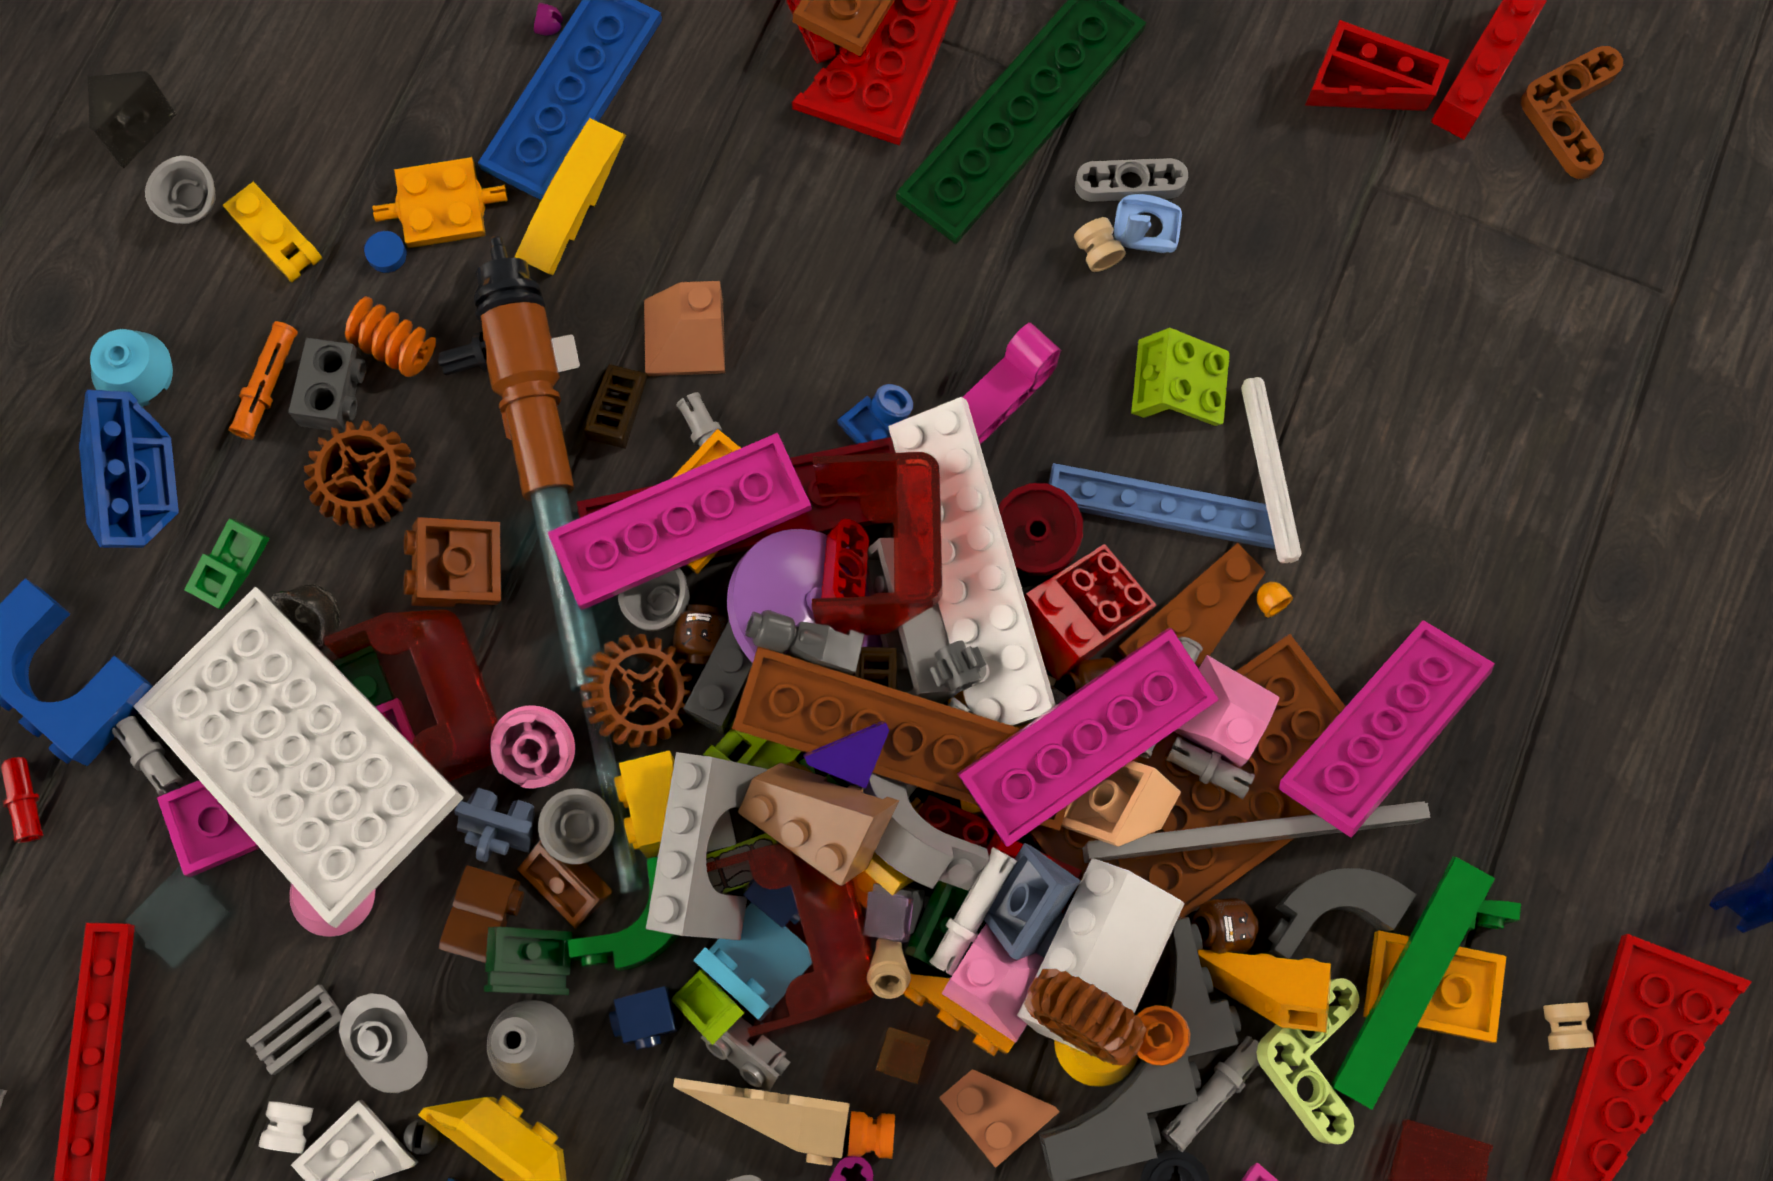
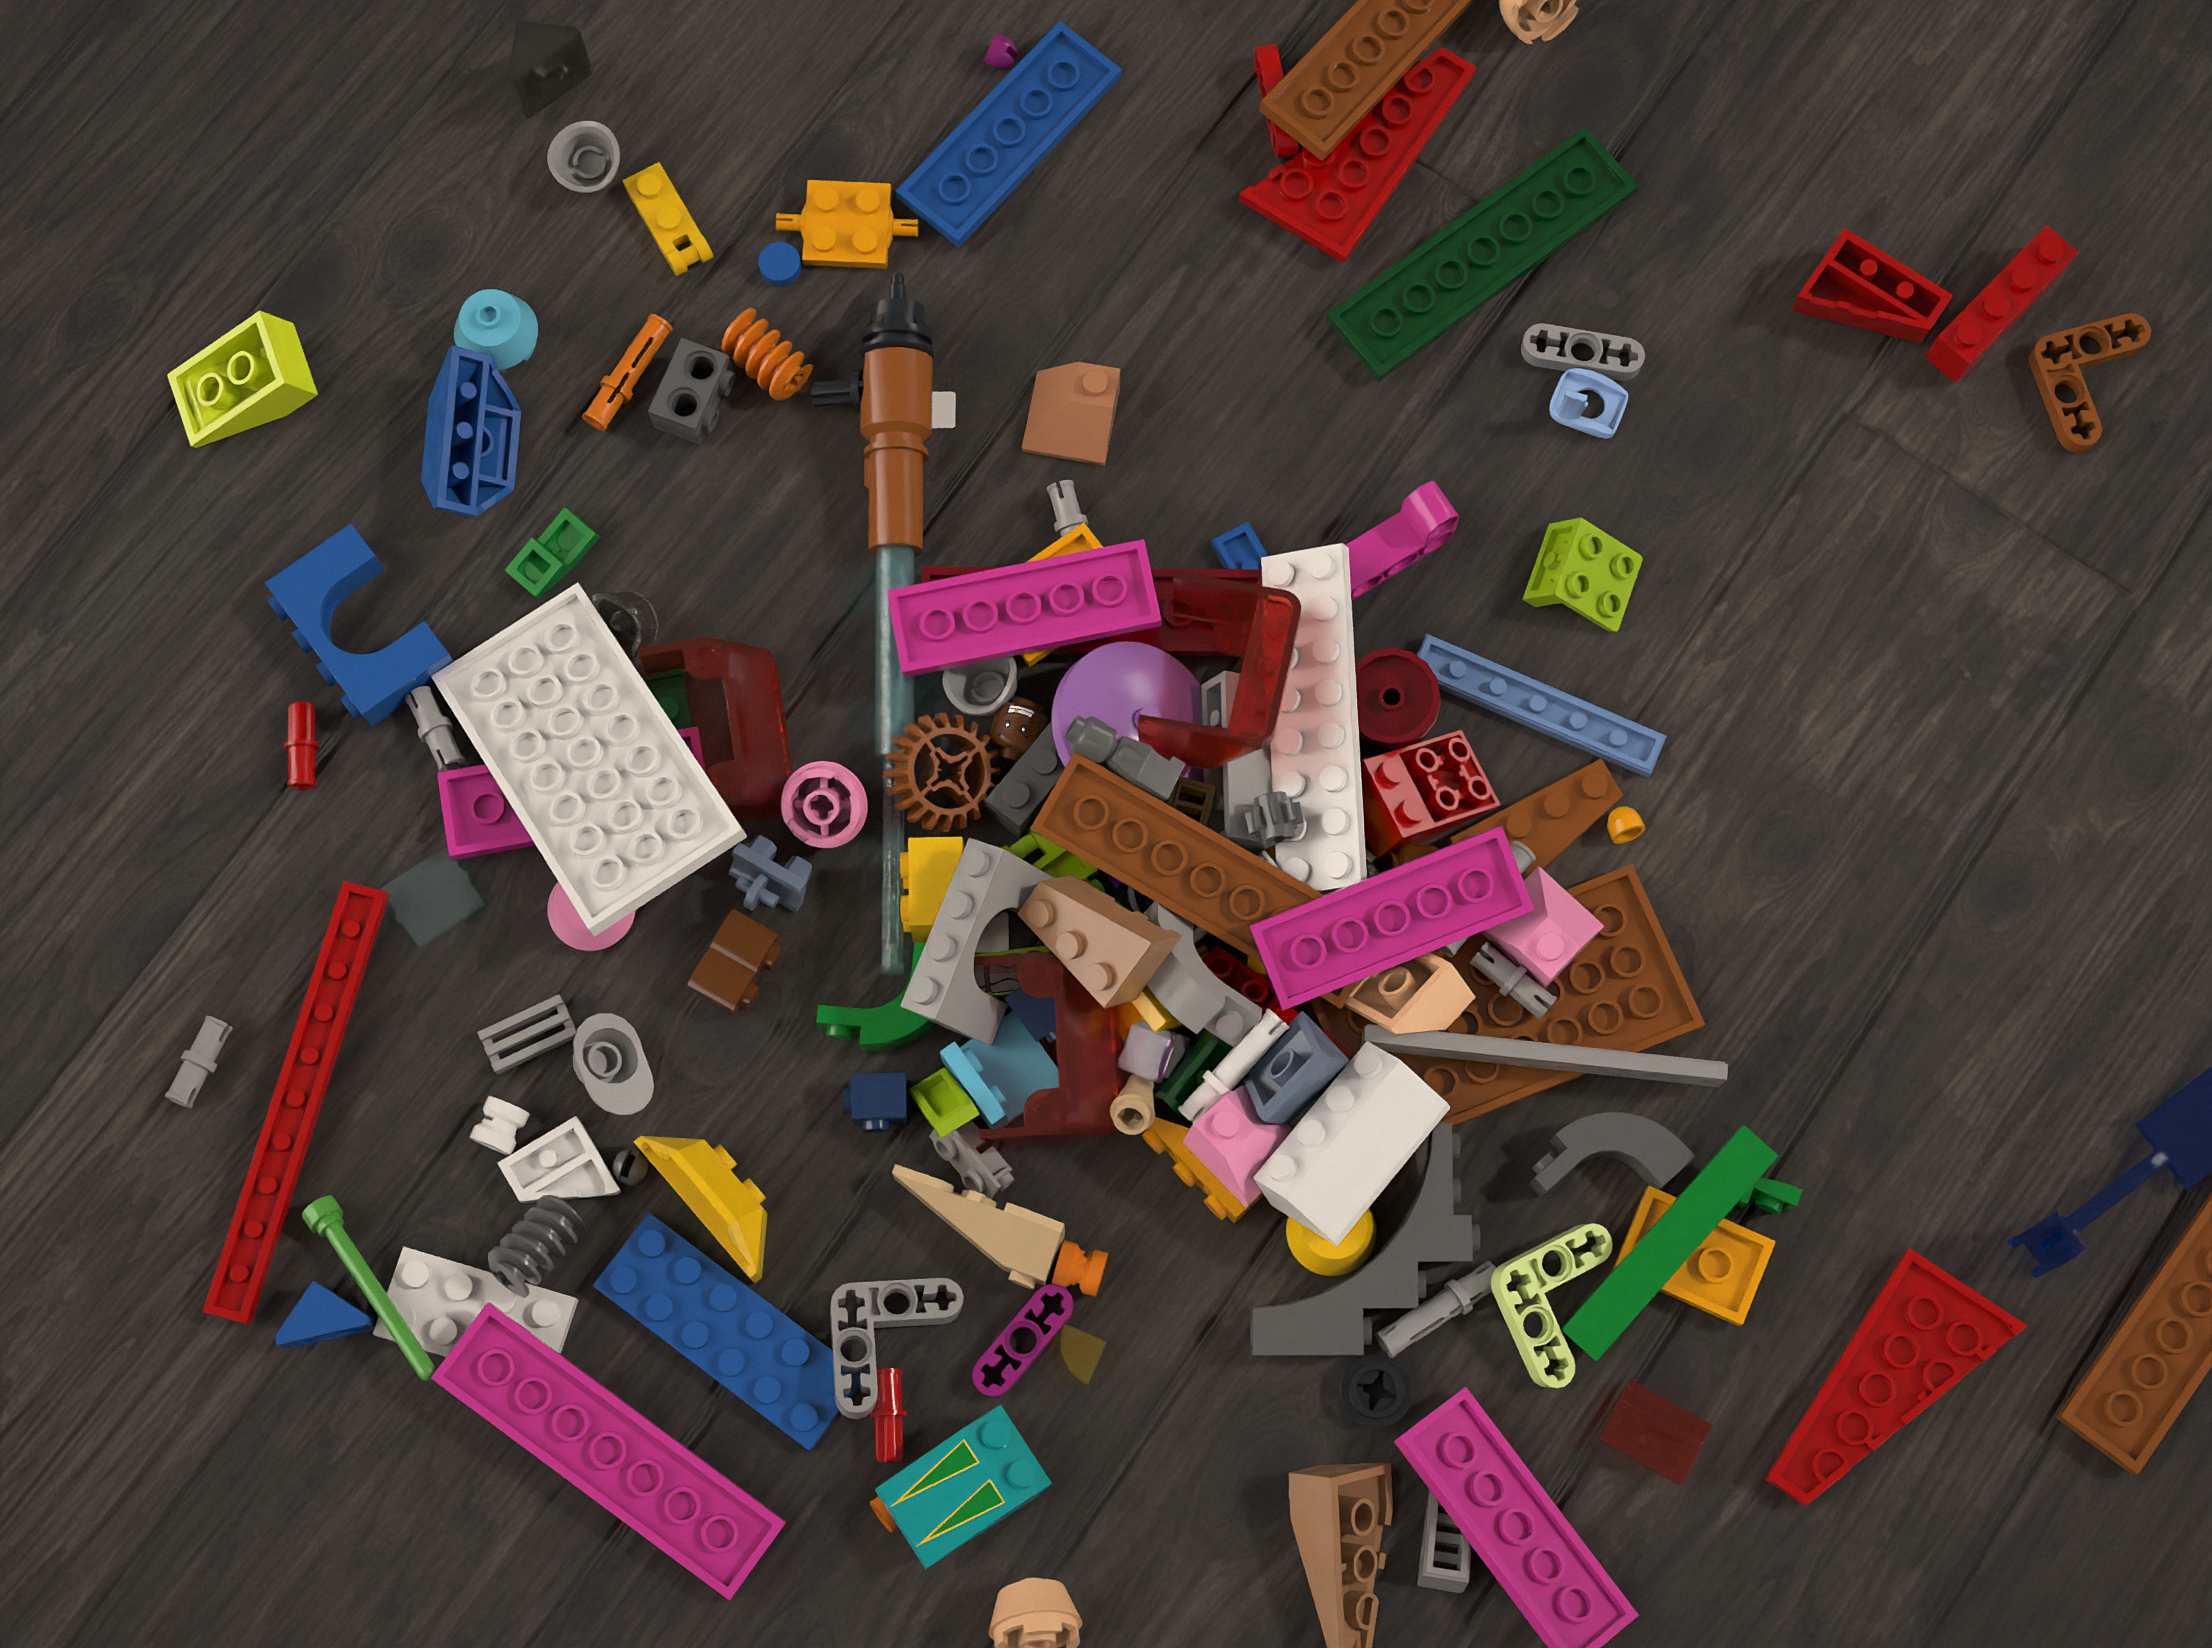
camera: 15 degrees right, 0 degrees up
(344, 482) = (723, 486): dark orange gear -> none
(453, 562) = (782, 601): dark orange plate -> none
(527, 961) = (773, 1017): dark green plate -> none
(543, 1049) = (757, 1102): light grey cone -> none
(568, 887) = (826, 947): dark orange slope -> none
(570, 195) = (983, 245): yellow slope -> none
(575, 826) = (850, 894): light grey helmet -> none
(609, 434) = (970, 504): dark brown slope -> none
(851, 756) = (1144, 882): dark purple slope -> none
(855, 559) = (1190, 659): red beam -> none
(891, 404) = (1271, 535): blue tile -> none
(902, 1055) = (1129, 1197): clear orange panel -> none
(995, 1114) = (1211, 1278): nougat wing -> none
(1085, 1016) = (1318, 1186): dark orange gear -> none
(1099, 244) = (1531, 414): tan wheel -> none
(1165, 1037) = (1392, 1229): orange wheel -> none
(1226, 925) = (1490, 1145): reddish brown head -> none
(1271, 470) = (1654, 690): white axle -> none
(1280, 989) = (1527, 1216): light orange slope -> none
(1386, 728) = (1707, 979): dark pink plate -> none
(1568, 1036) = (1823, 1335): tan wheel -> none

